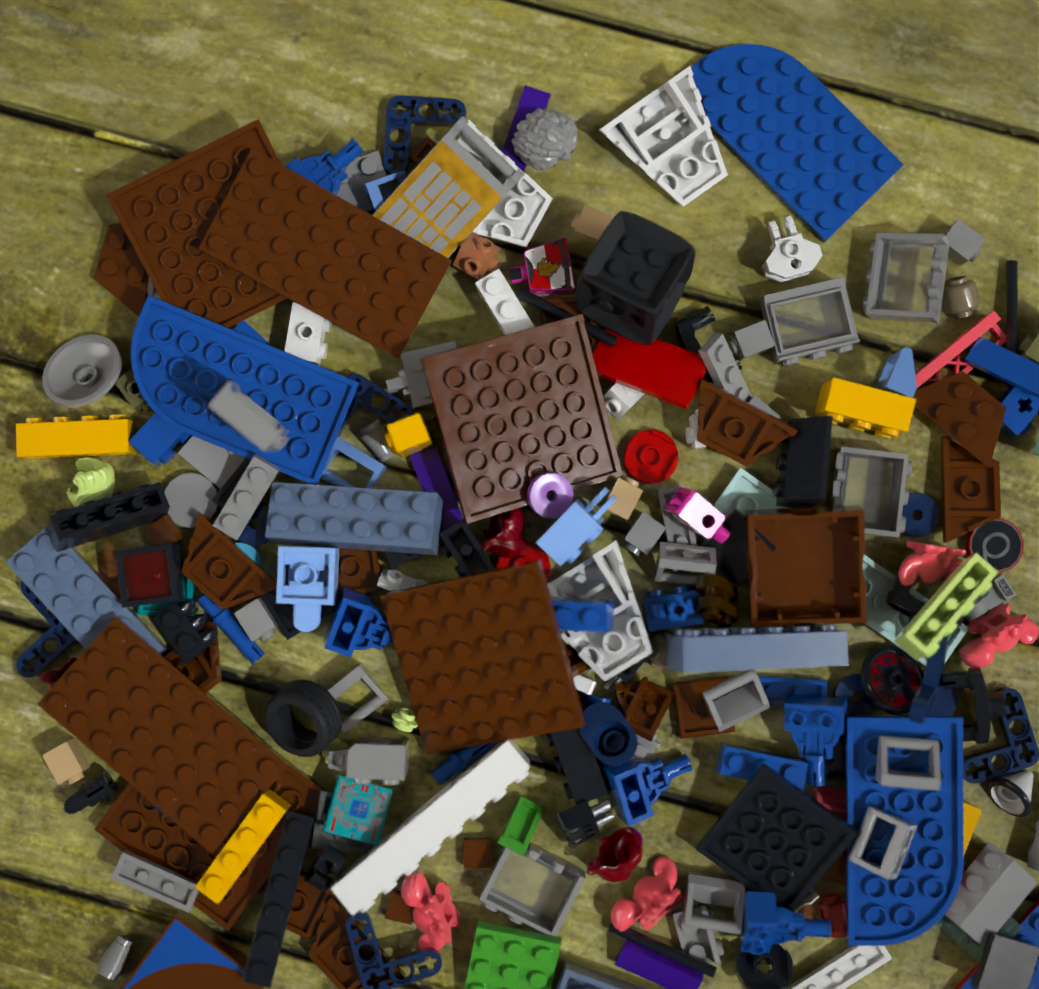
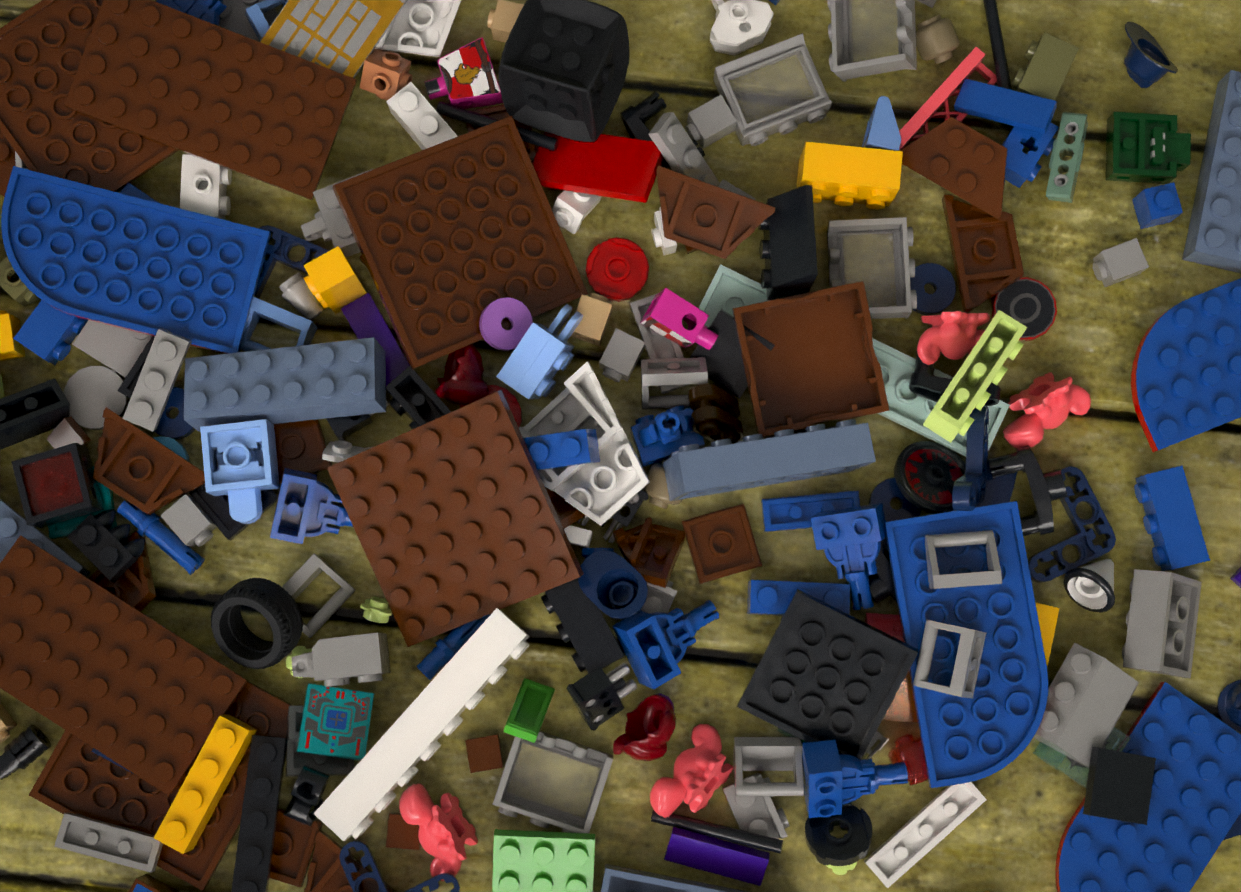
camera: 10 degrees left, 5 degrees down
(249, 418) = (145, 280): light grey window -> none
(738, 704) = (759, 531): light grey tile -> none
(998, 593) = (1025, 366): light grey leg -> none

